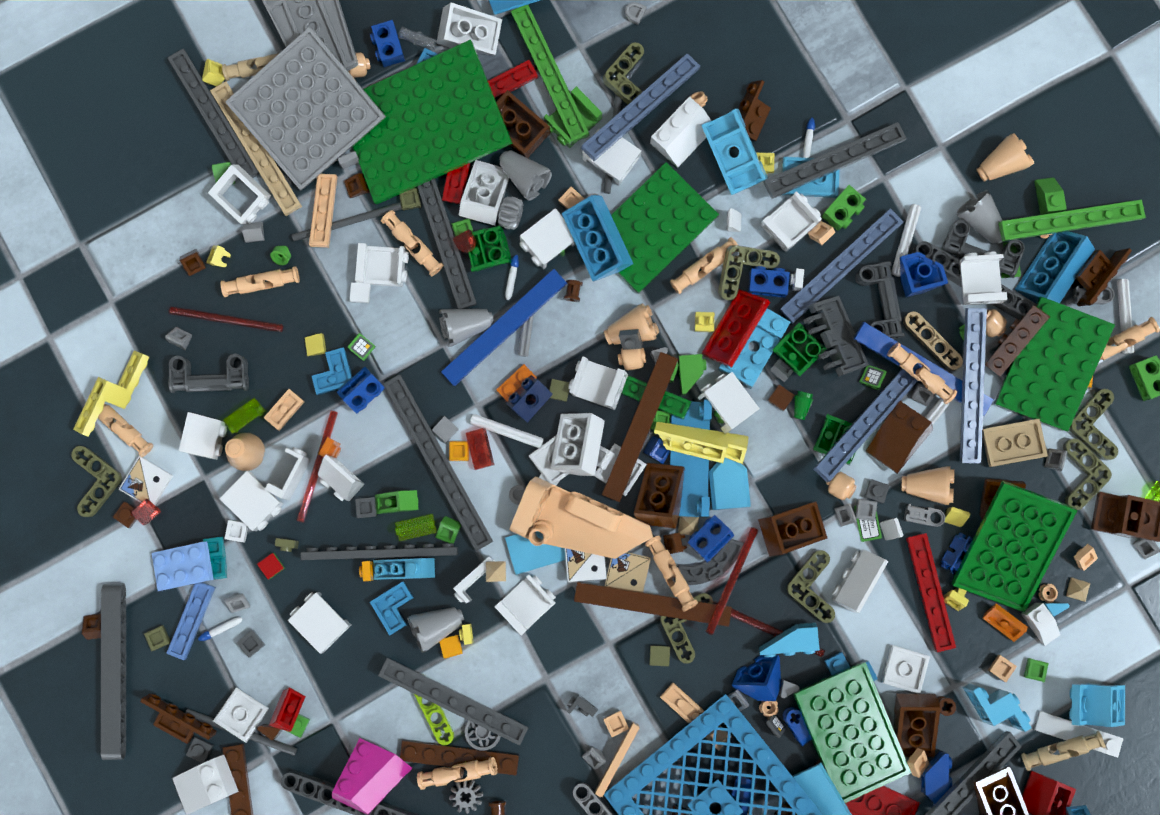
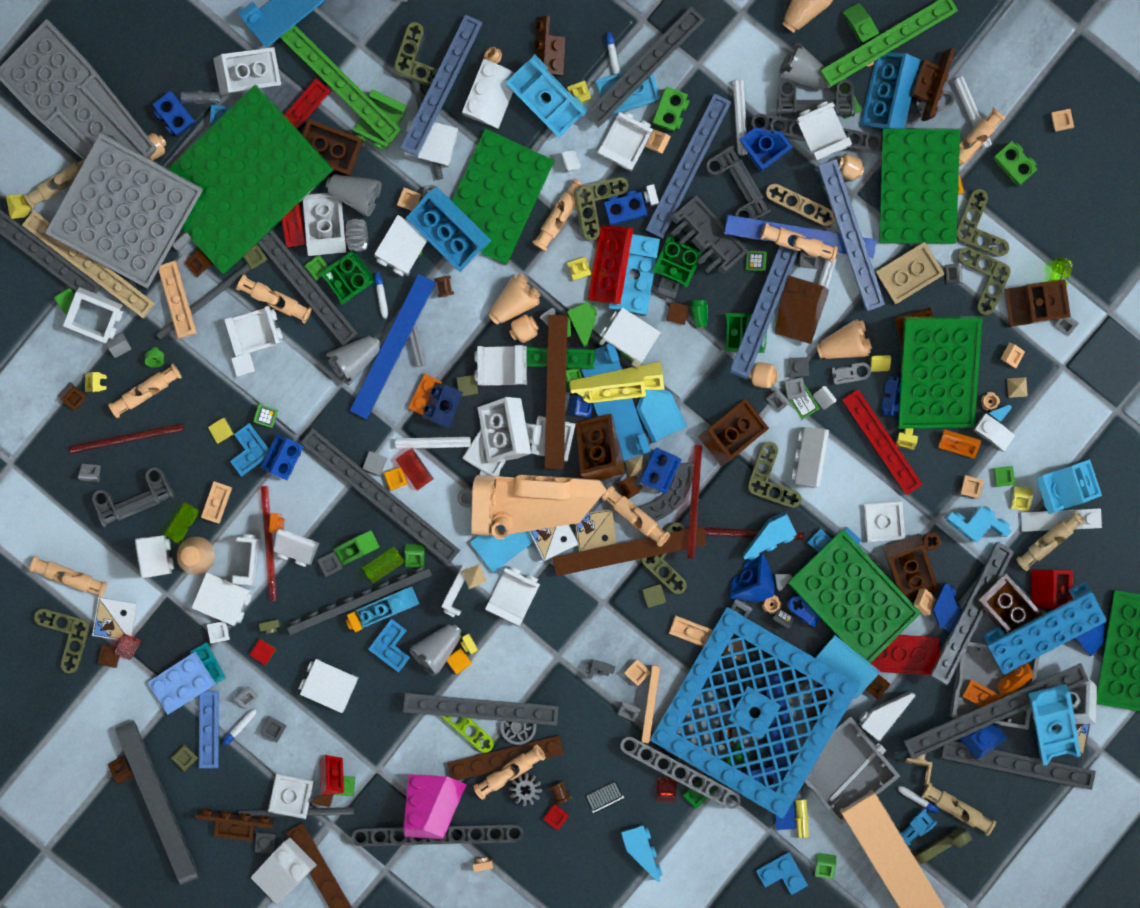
camera: 25 degrees left, 5 degrees up
(112, 393) = (48, 549): light yellow bracket -> none
(465, 241) = (325, 279): clear red tile -> none
(630, 339) = (516, 314): dark grey plate -> none
(1013, 343) = (875, 178): reddish brown bracket -> none
(1045, 698) = (1021, 498): none -> light yellow slope

